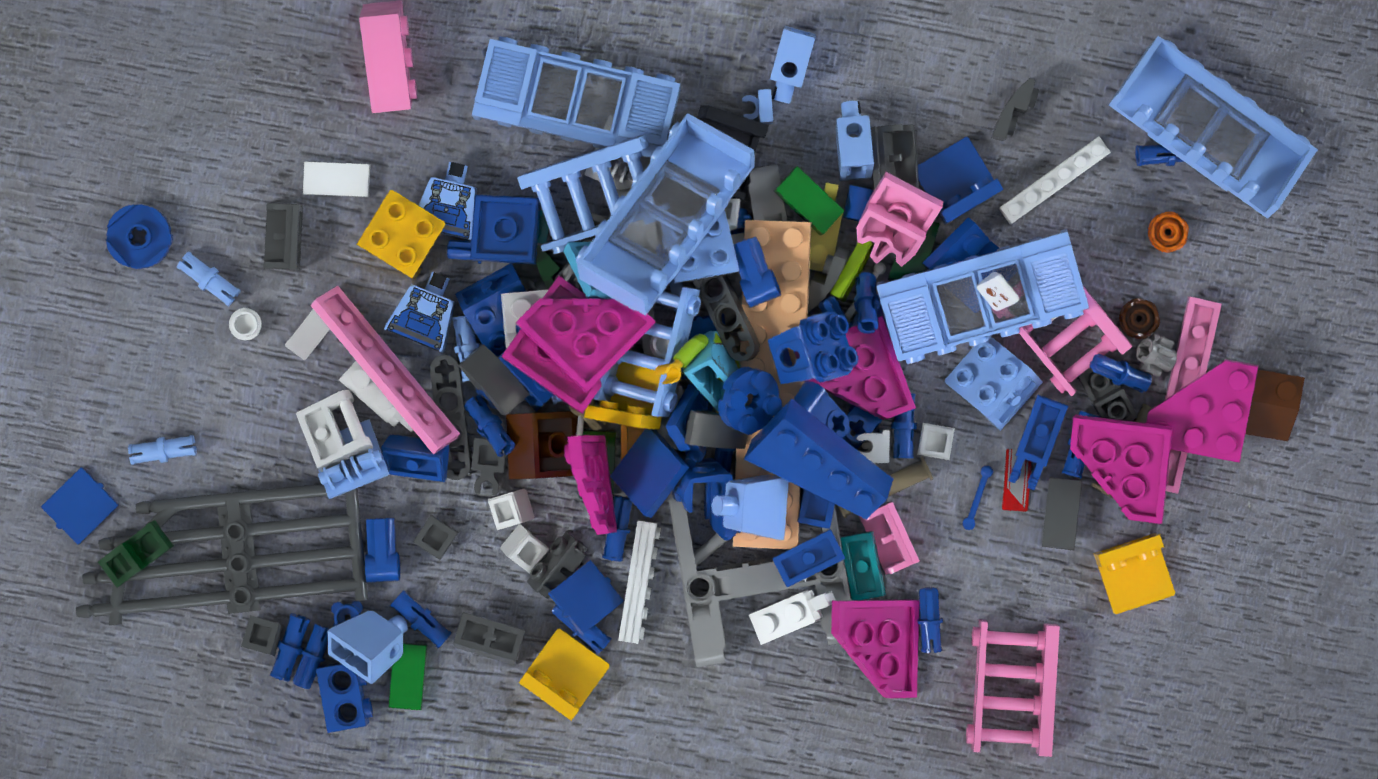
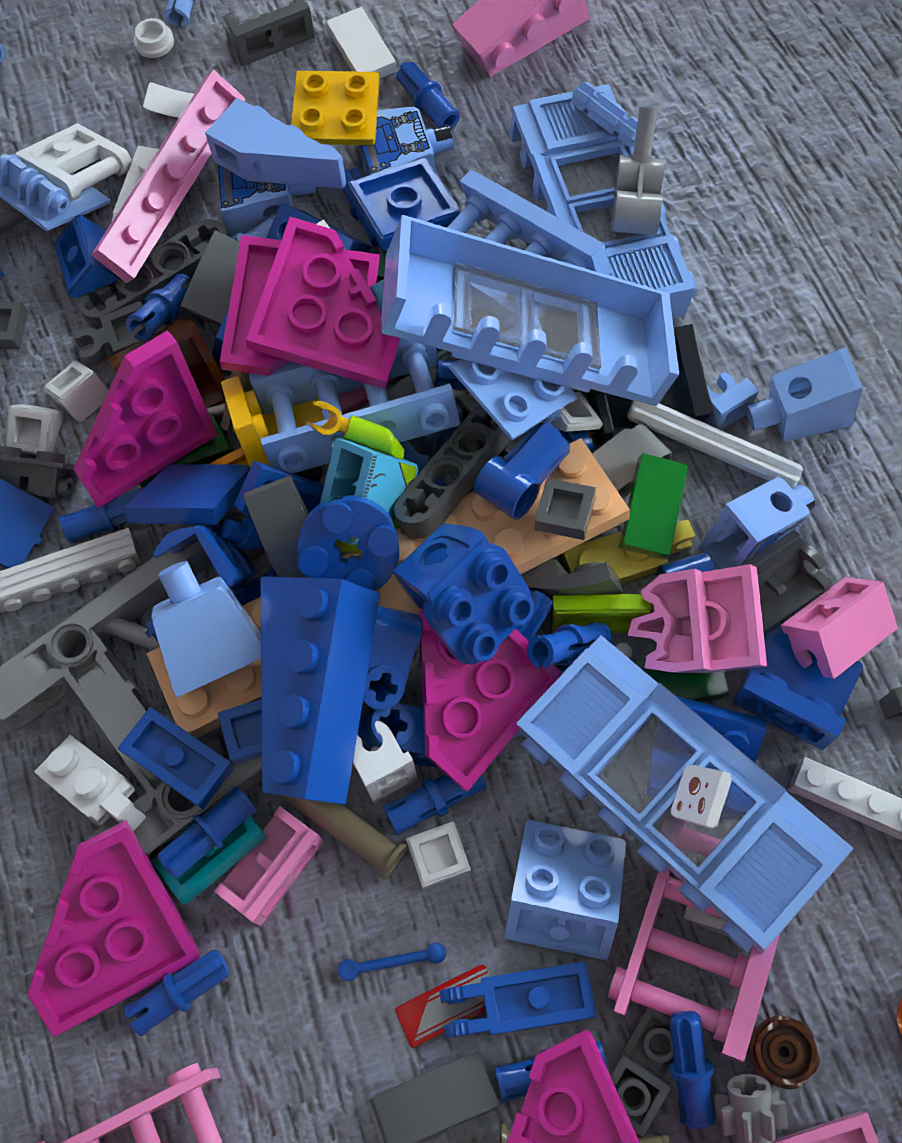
camera: 65 degrees right, 20 degrees down
(409, 158) = (427, 95): none -> blue axle
(415, 304) = (271, 152): none -> light blue slope
(520, 59) = (605, 113): none -> light blue axle
(591, 77) = (639, 183): none -> light grey beam
(794, 125) = (715, 442): none -> white axle
(794, 262) = (565, 508): none -> dark grey plate
(857, 560) = (206, 832): none -> blue axle
(939, 137) = (841, 625): none -> bright pink hinge

